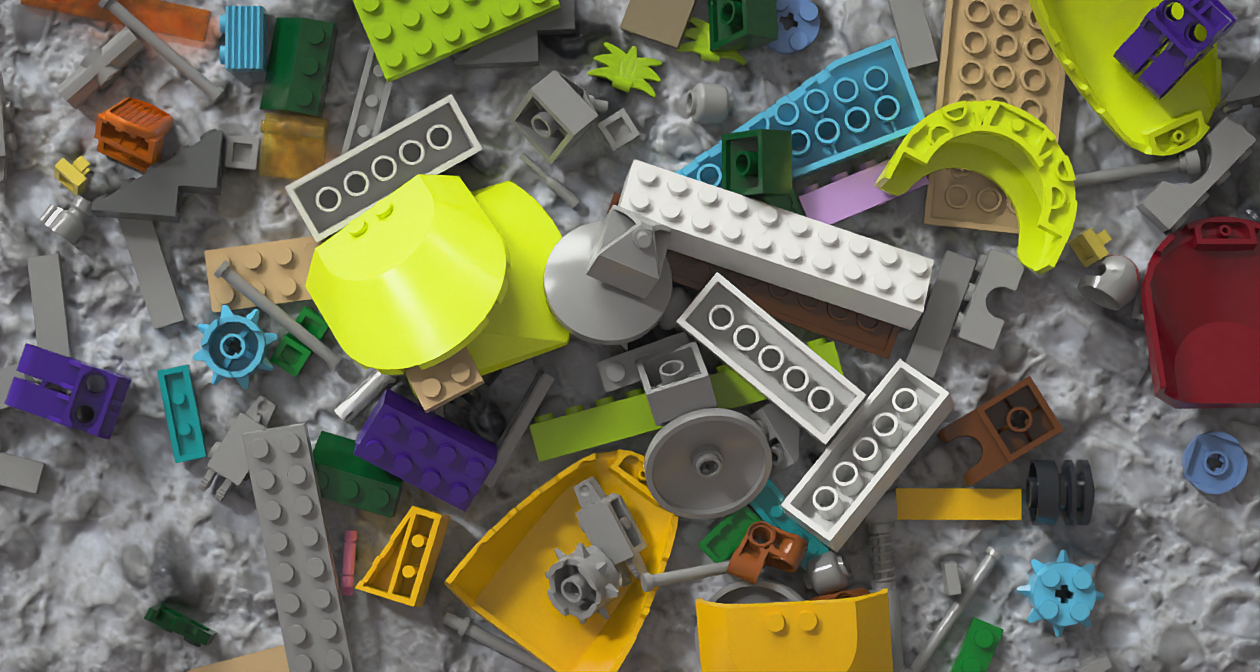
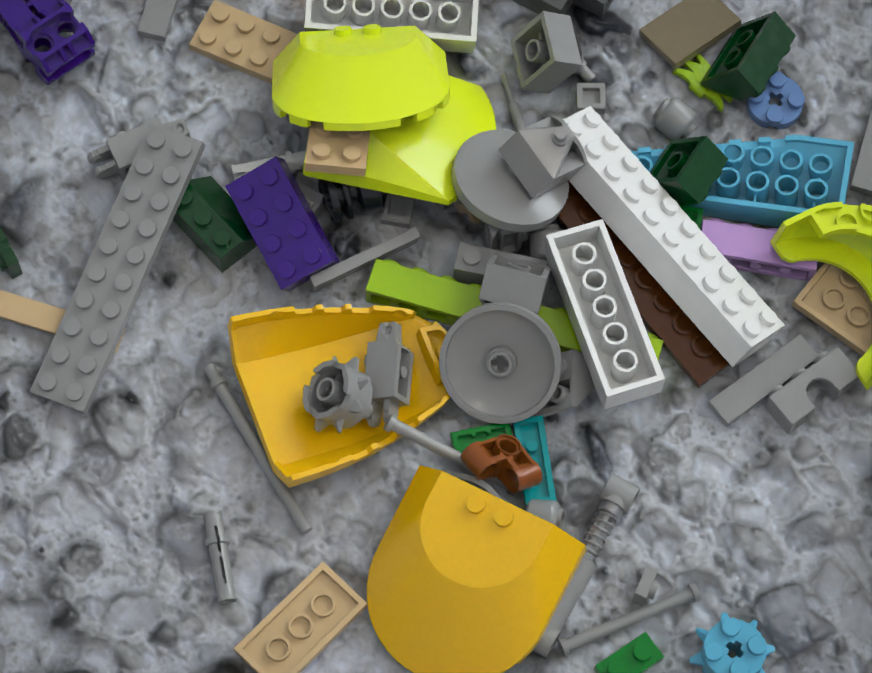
camera: 30 degrees right, 20 degrees down
(182, 413) = (114, 99): teal plate -> none
(217, 349) = (189, 73): medium azure brick -> none
(278, 315) = (219, 15): light grey bar -> none
(292, 353) = (241, 105): green slope -> none
(348, 563) = (162, 282): bright pink wheel -> none
(408, 559) = (207, 303): yellow wedge -> none
(626, 70) = (624, 63): lime piece -> none
(868, 455) = (636, 439): white brick -> none
(958, 503) = (687, 534): yellow tile -> none
(995, 434) = (756, 495): reddish brown brick -> none
(1066, 492) = (776, 564): black wheel -> none

